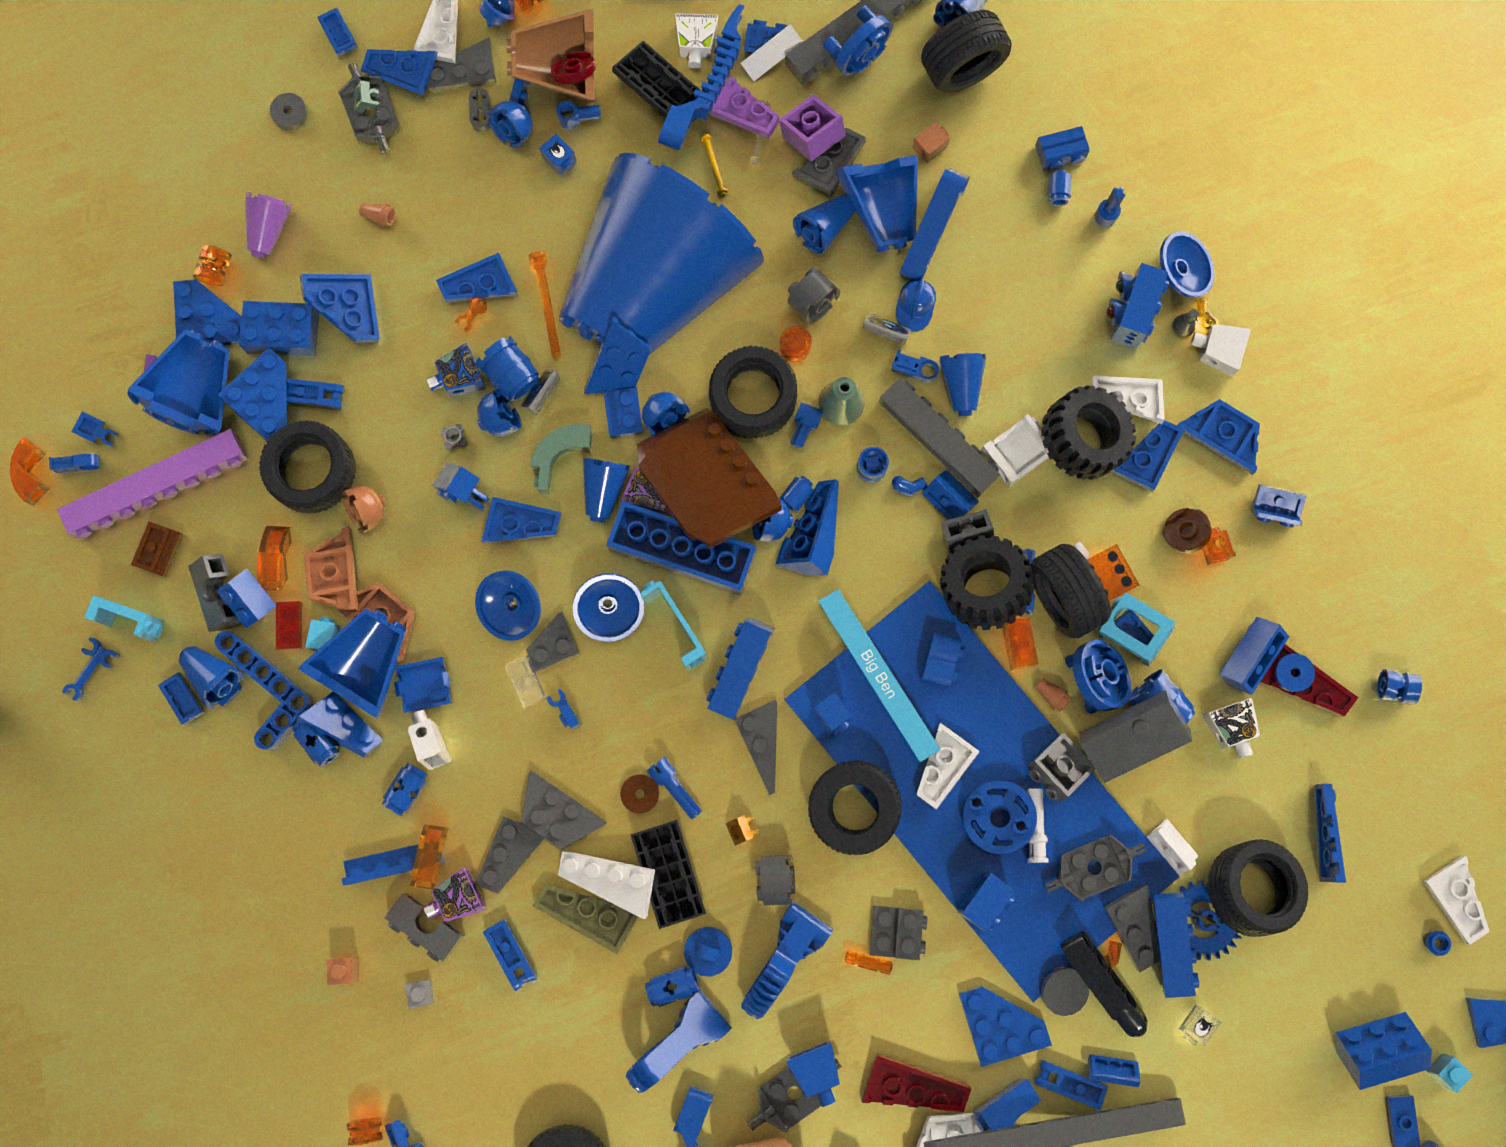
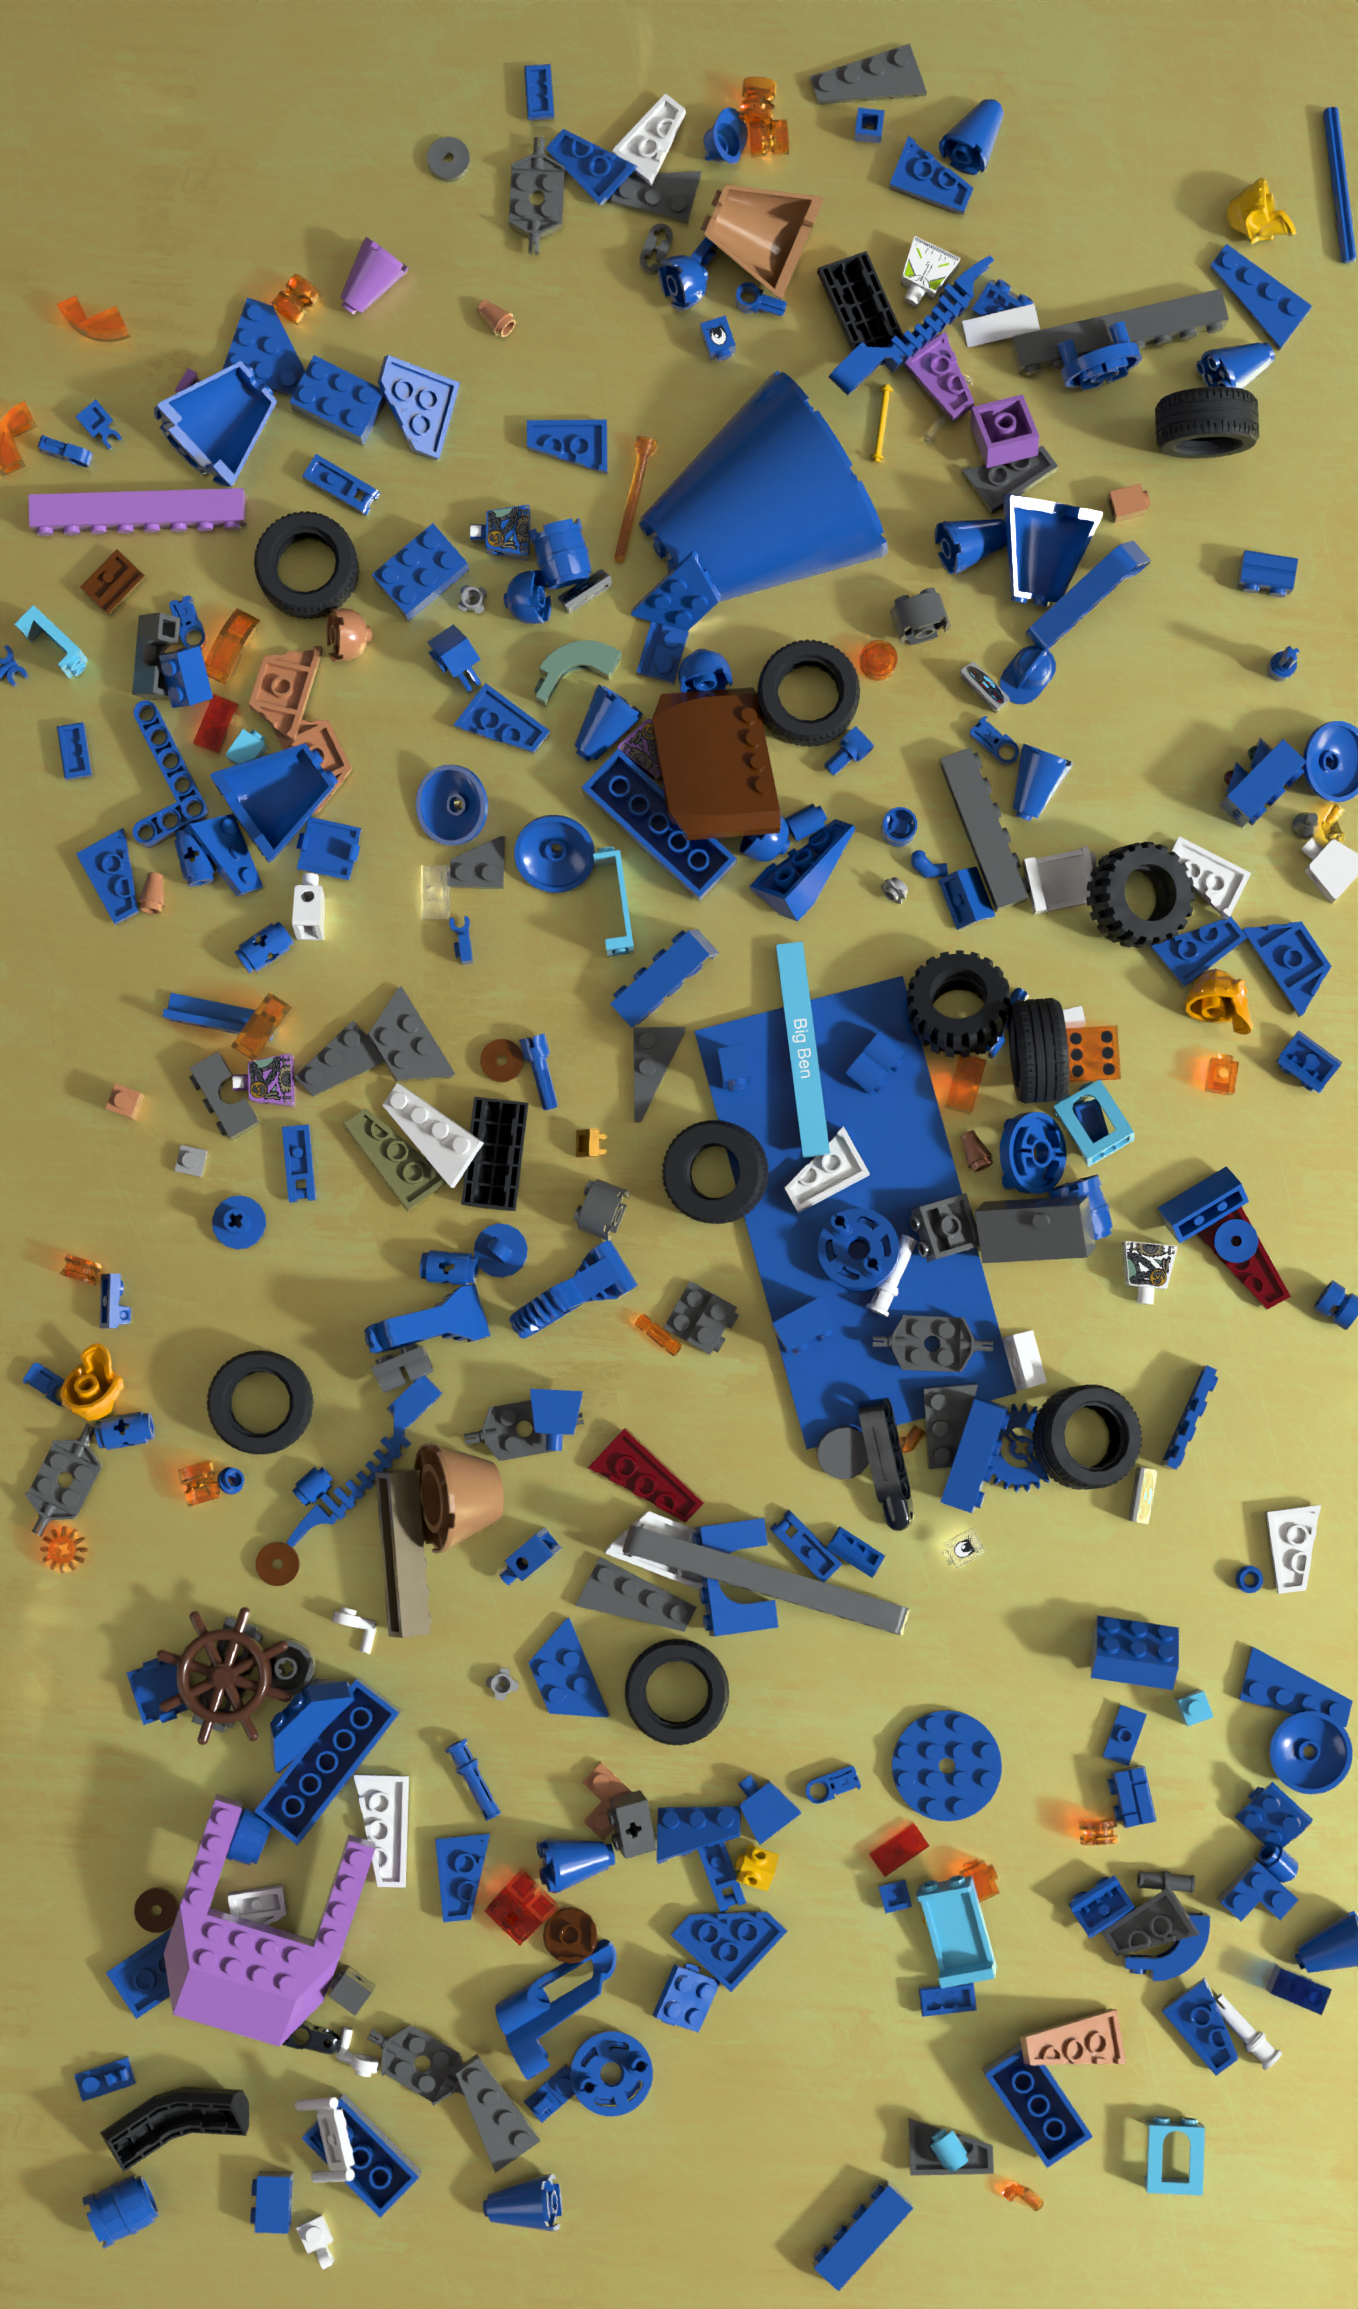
camera: 25 degrees right, 5 degrees up
(64, 353) = (103, 327): none -> clear orange brick
(210, 676) = (114, 741): blue cone -> none
(231, 553) = (188, 620): none -> blue piece
(253, 786) = (111, 875): none -> blue wing
(260, 394) = (289, 465): blue plate -> none
(294, 787) = (152, 895): none -> nougat cone
(362, 97) = (534, 182): sand green tile -> none
(402, 433) = (420, 572): none -> blue brick
(475, 310) = (553, 471): clear orange arm -> none
(481, 1028) = (239, 1222): none -> blue piece
(574, 68) = (775, 252): dark red tile -> none
(661, 1098) = (389, 1371): none -> dark grey plate
(842, 401) = (899, 745): sand green cone -> none
(892, 515) = (895, 890): none -> light grey plate
(965, 527) = (965, 937): dark grey brick -> none
(1000, 1027) = (762, 1459): blue plate -> none
(1059, 187) = (1243, 615): blue brick -> none
(1187, 486) = (1219, 999): none -> light orange head
(1187, 530) = (1198, 1044): reddish brown tile -> none
(1319, 915) = (1142, 1495): none -> slope

